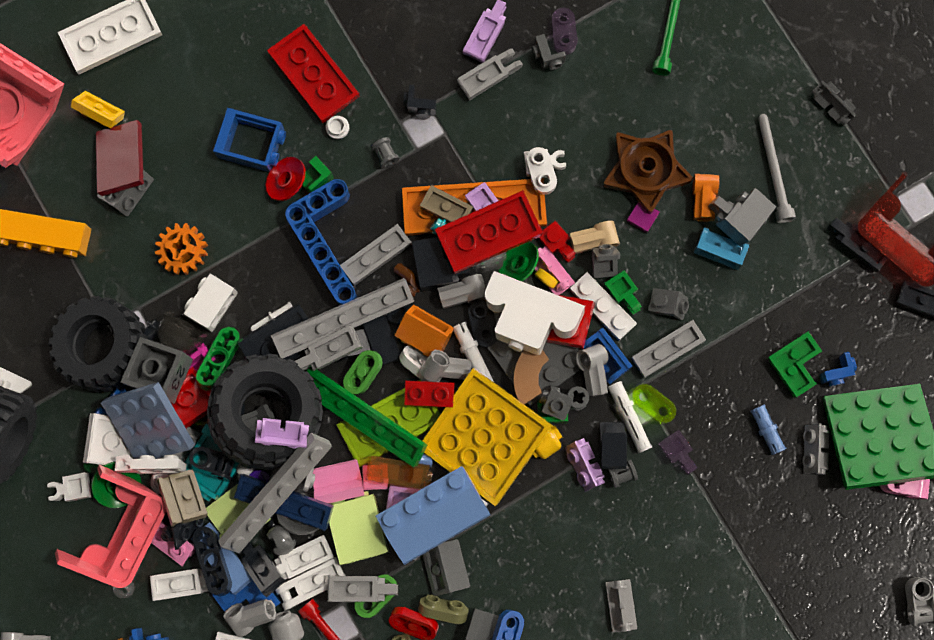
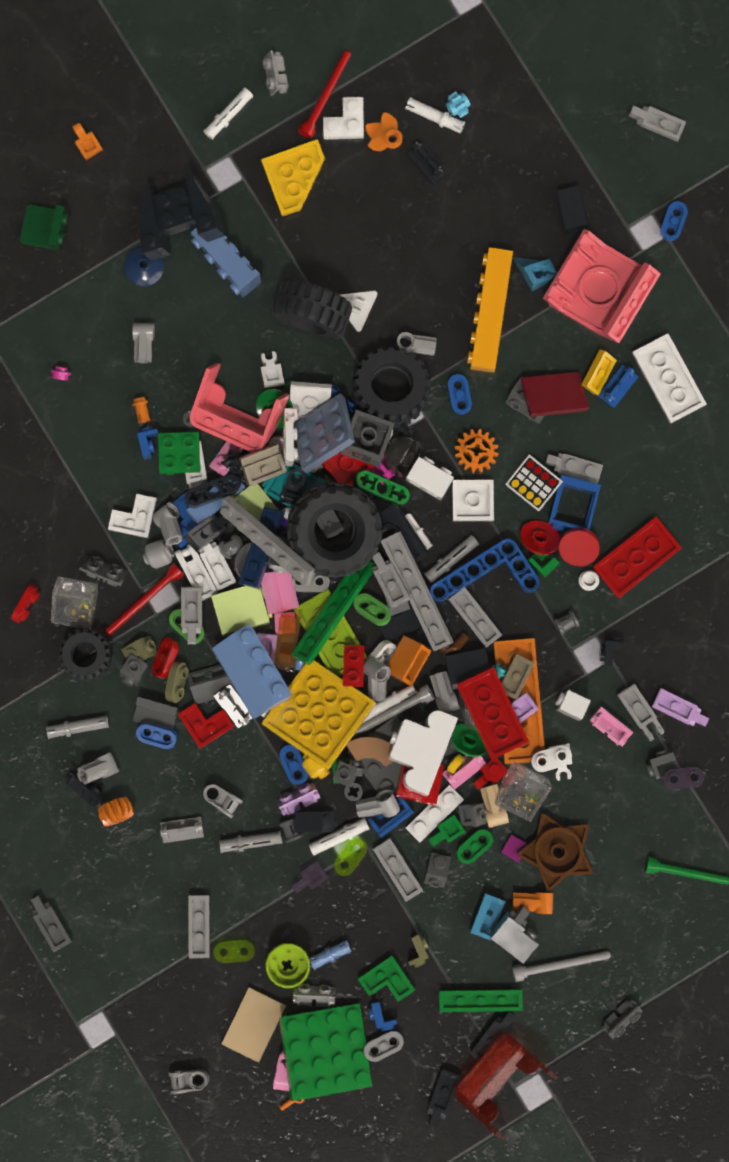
camera: 85 degrees right, 5 degrees up
(50, 309) = (418, 344): none -> light grey piece
(114, 267) = (459, 395): none -> blue plate
(115, 89) = (618, 386): none -> blue hinge
(163, 602) = (179, 453): none -> green hinge
(205, 139) = (575, 467): none -> light grey hinge
(221, 184) = (534, 483): none -> sticker
(239, 254) = (473, 500): none -> white plate
(269, 433) = (310, 554): lavender hinge -> none
(290, 260) = (432, 574): none -> light grey pin
(298, 134) = (579, 547): none -> red tile
(334, 451) = (313, 587): none -> light grey plate
(466, 314) = (423, 695): none -> light grey piece
(473, 539) = (233, 706): none -> hinge
(480, 144) = (572, 705): none -> white brick
(502, 575) = (205, 730): none -> red plate
(504, 105) = (608, 723): none -> bright pink hinge
(544, 469) = (293, 765): none -> blue plate
(578, 203) = (522, 791): none -> clear slope
(586, 555) = (223, 800): none -> light grey piece
(635, 521) = (241, 843): none -> light grey pin
(641, 261) = (474, 846): none -> green plate
(737, 586) = (199, 926): none -> light grey plate
(758, 324) = (420, 945): none -> olive bracket
(765, 544) = (233, 949): none -> clear neon green plate
(797, 477) = (290, 977): none -> lime wheel
(818, 257) = (480, 1000): none -> green plate
(851, 522) = (253, 1024): none -> tan tile
(873, 369) = (383, 1045): none -> light grey plate

